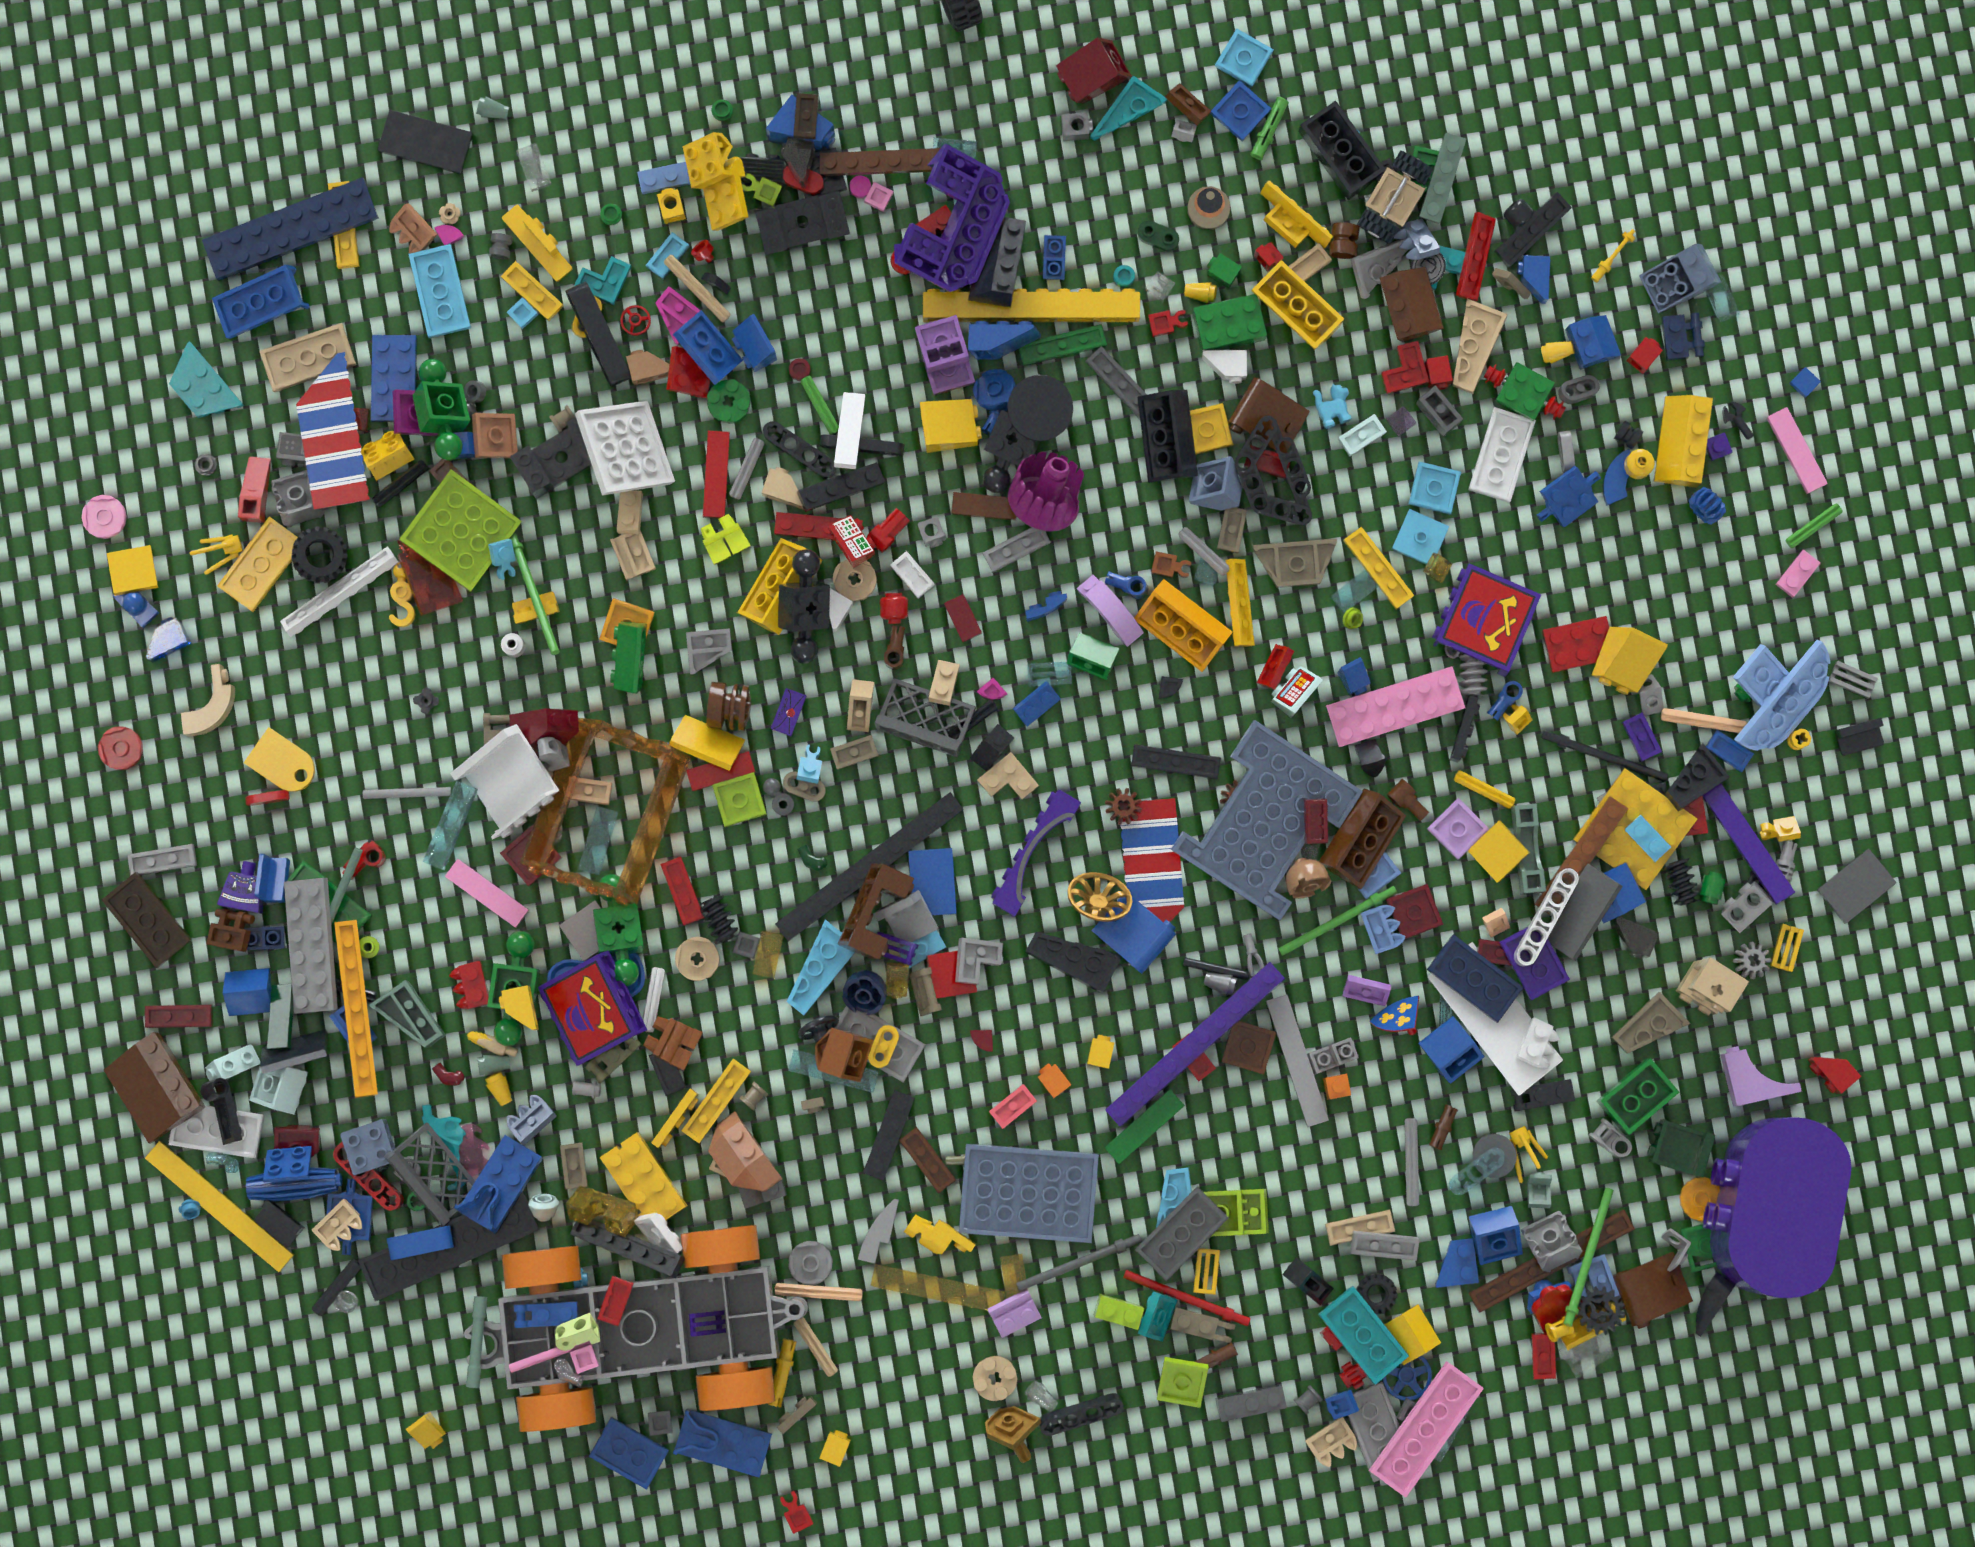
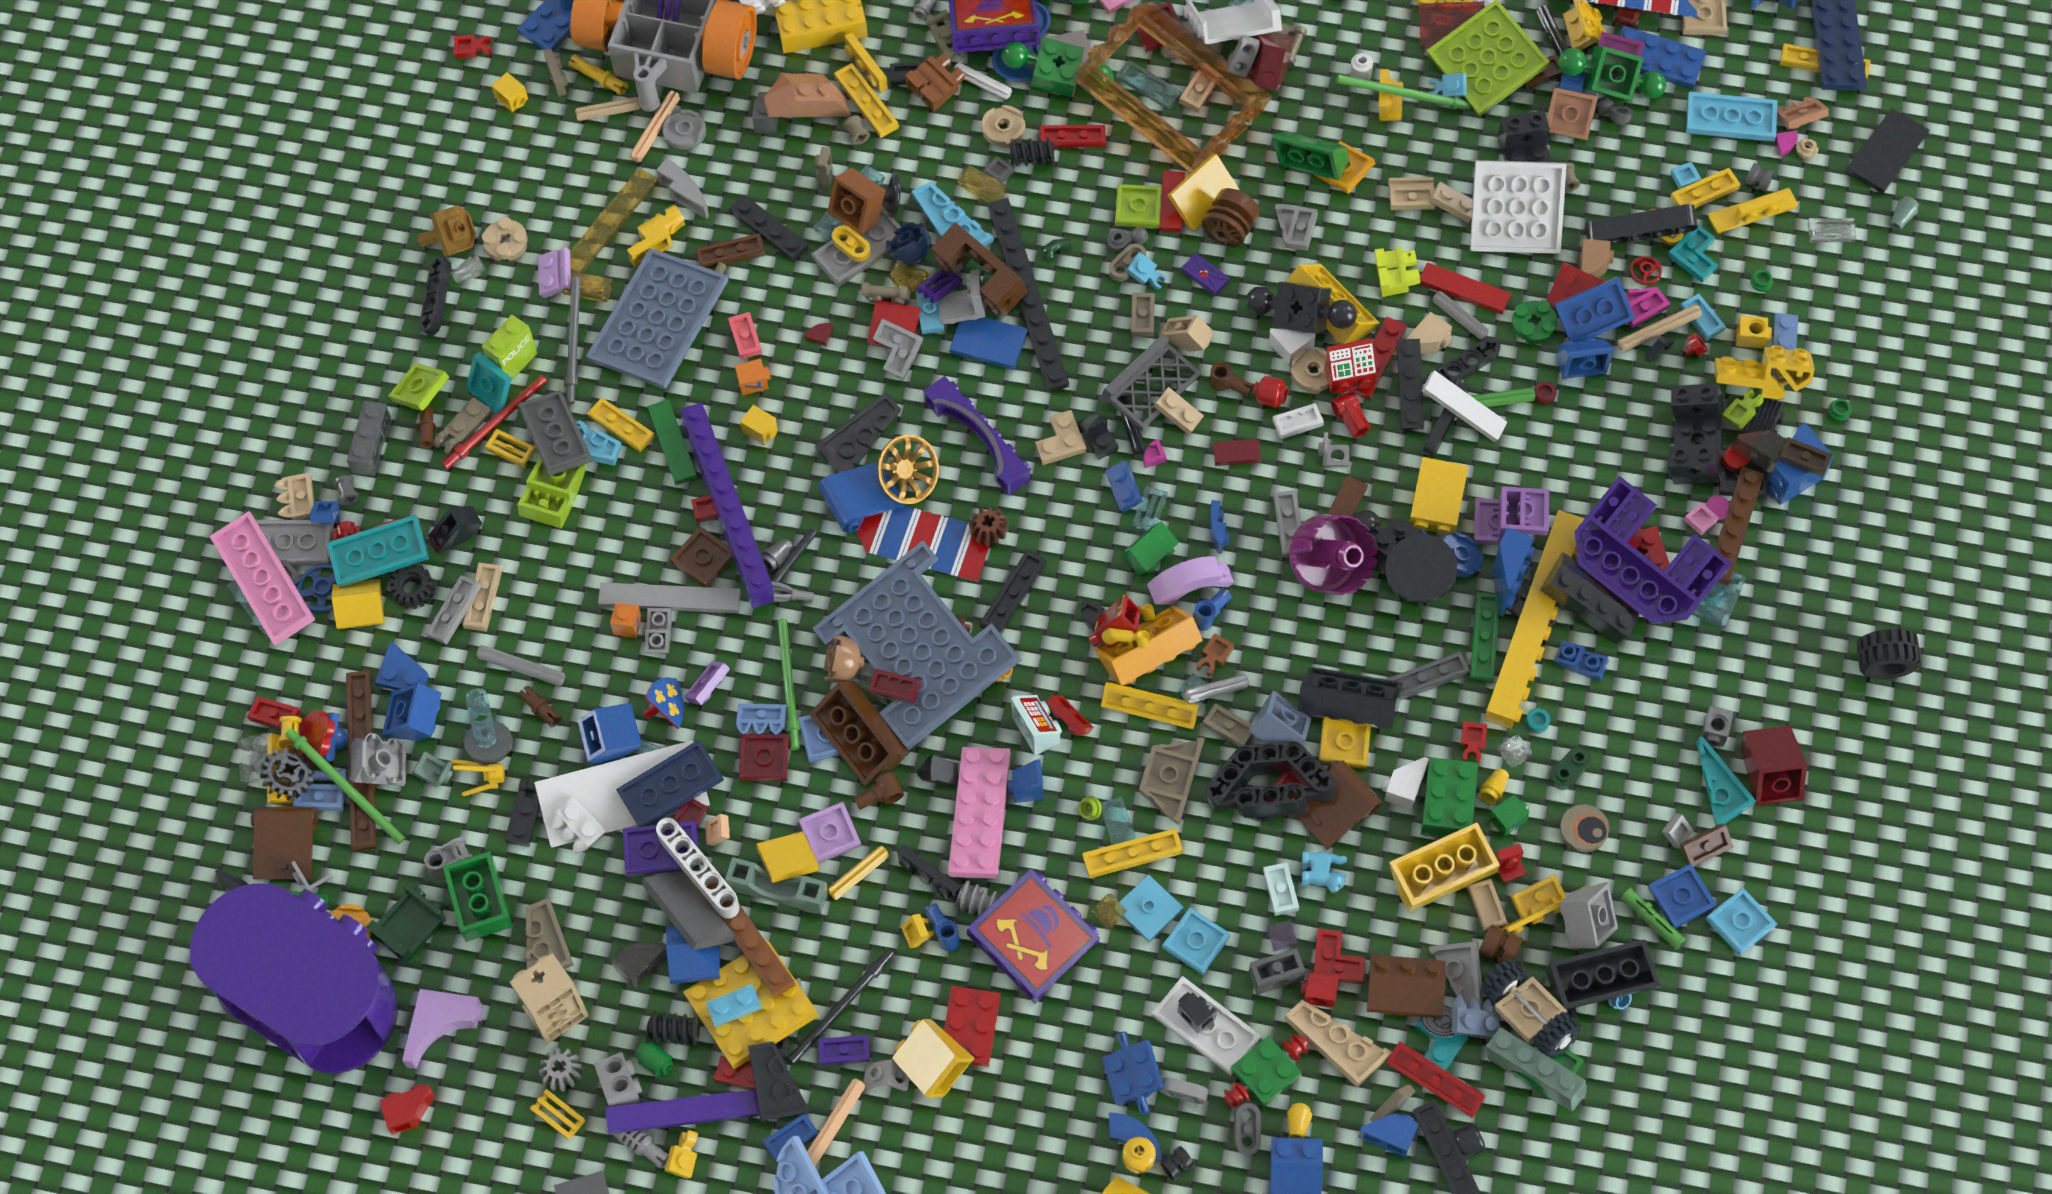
camera: 115 degrees right, 20 degrees down
(1144, 1181) = (620, 425): none -> yellow tile
(1180, 653) = (1121, 623): none -> torso
(1294, 176) = (1589, 916): none -> light grey slope
(1500, 463) = (1196, 1011): none -> black brick

